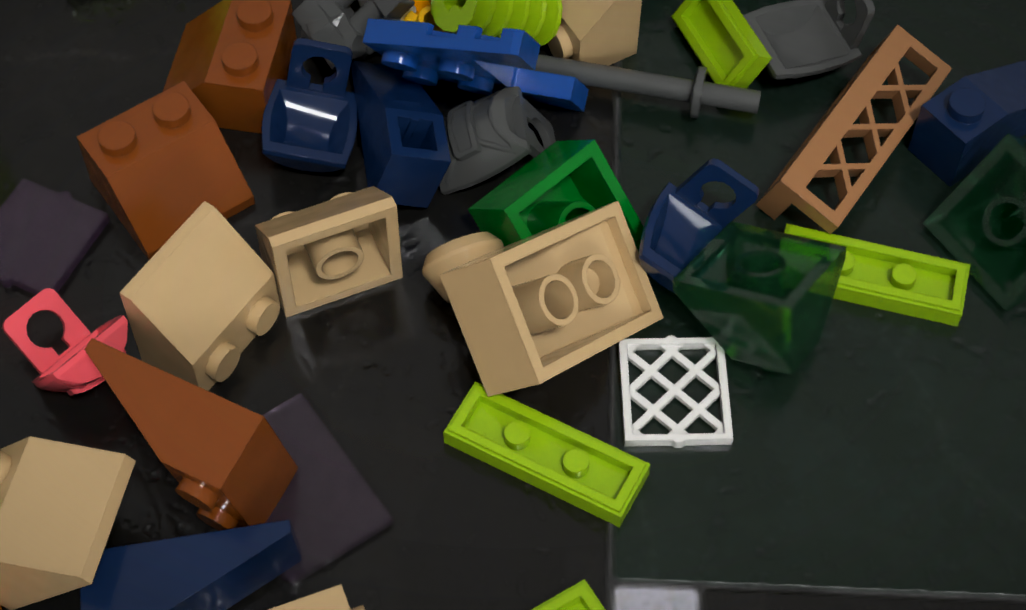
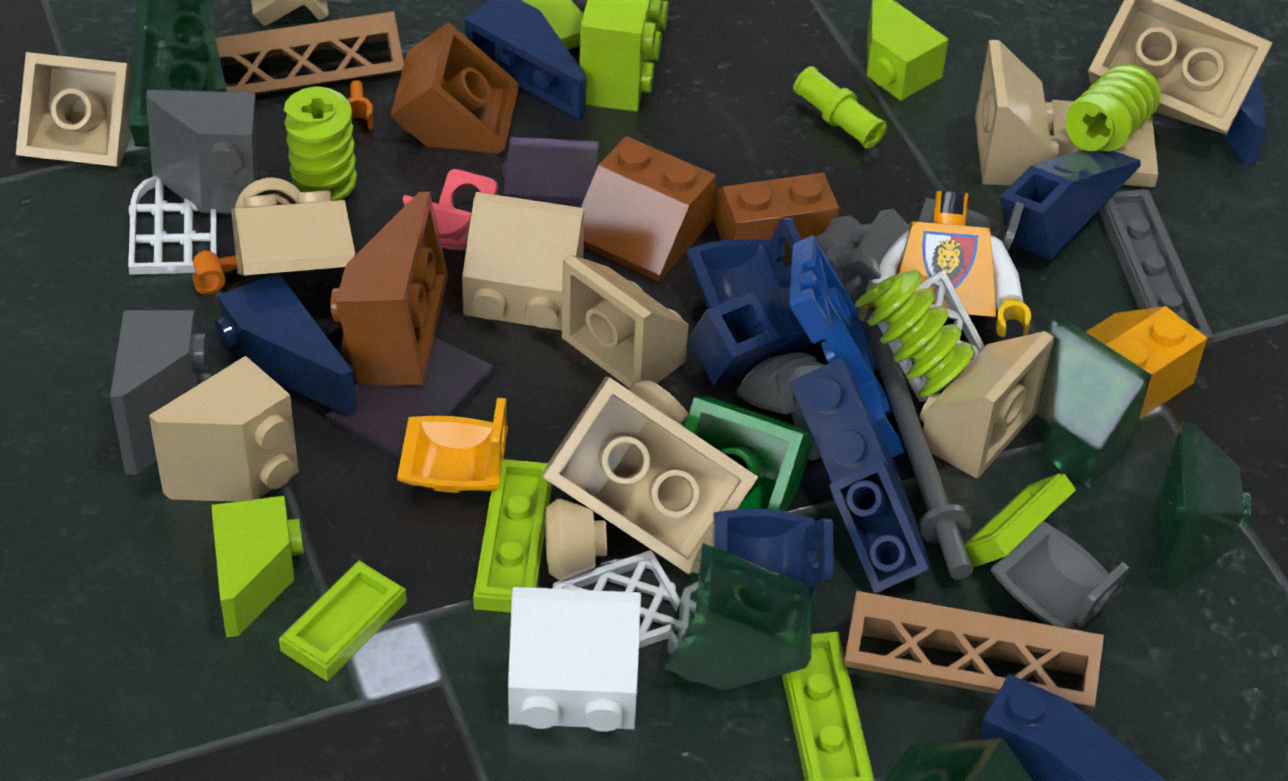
camera: 65 degrees right, 10 degrees down
(429, 459) = (454, 452): none -> light orange piece
(593, 399) = (572, 539): none -> tan cone
(631, 125) = (862, 476): none -> dark blue slope
(769, 449) = (573, 658): none -> white slope

